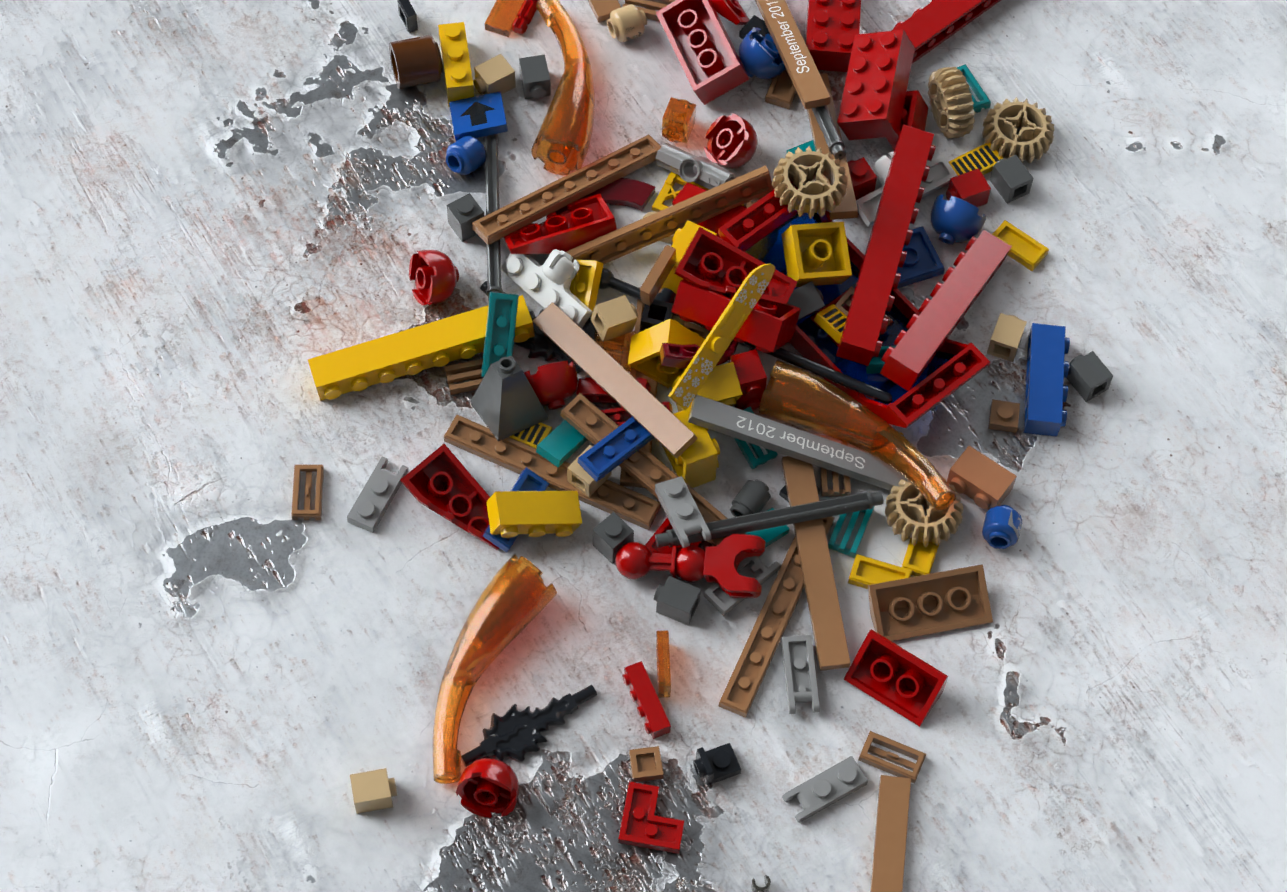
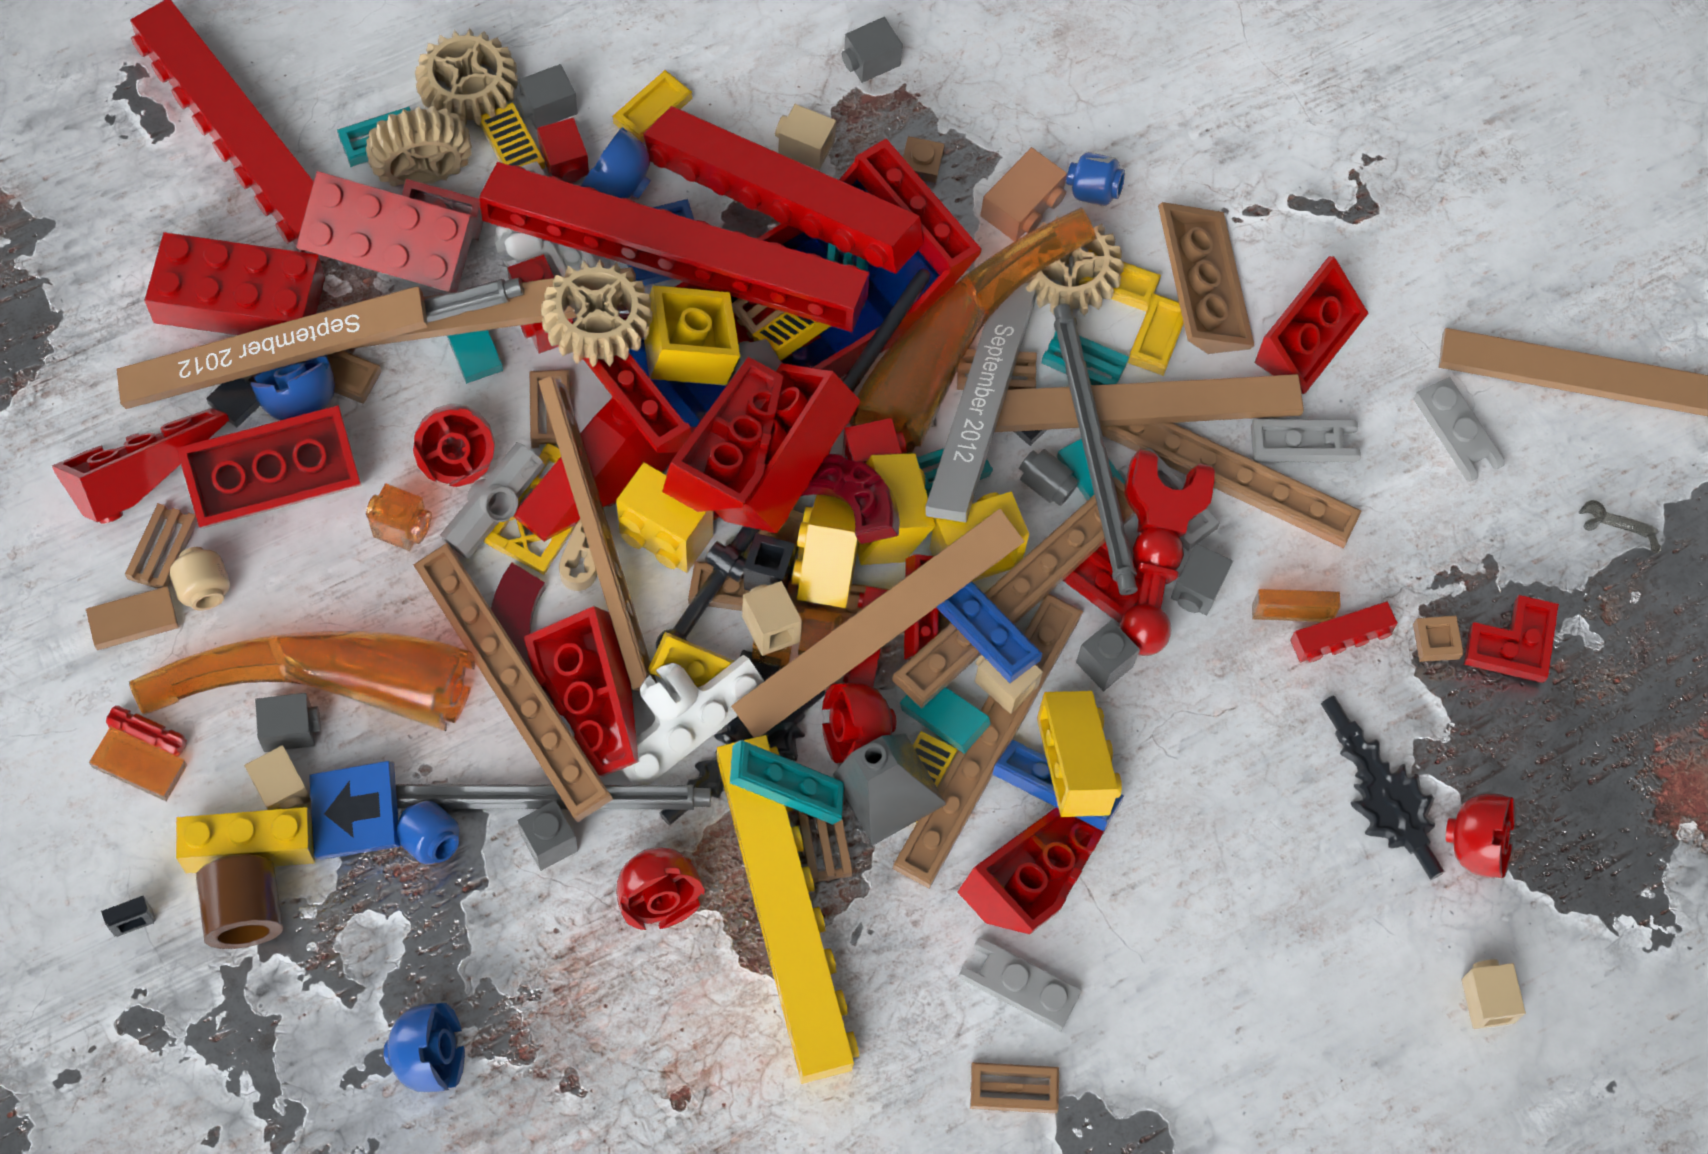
camera: 90 degrees left, 5 degrees up
(326, 165) = (424, 1048): none -> blue cylinder
(496, 619) = (1237, 813): clear orange brick -> none
(658, 275) = (721, 541): medium nougat tile -> none
(681, 510) = (1090, 550): light grey hinge -> none
(716, 764) = (1431, 553): black bracket -> none
(721, 335) = (861, 458): yellow piece -> none
(887, 766) = (1400, 373): medium nougat tile -> none
(1045, 380) = (877, 100): blue brick -> none

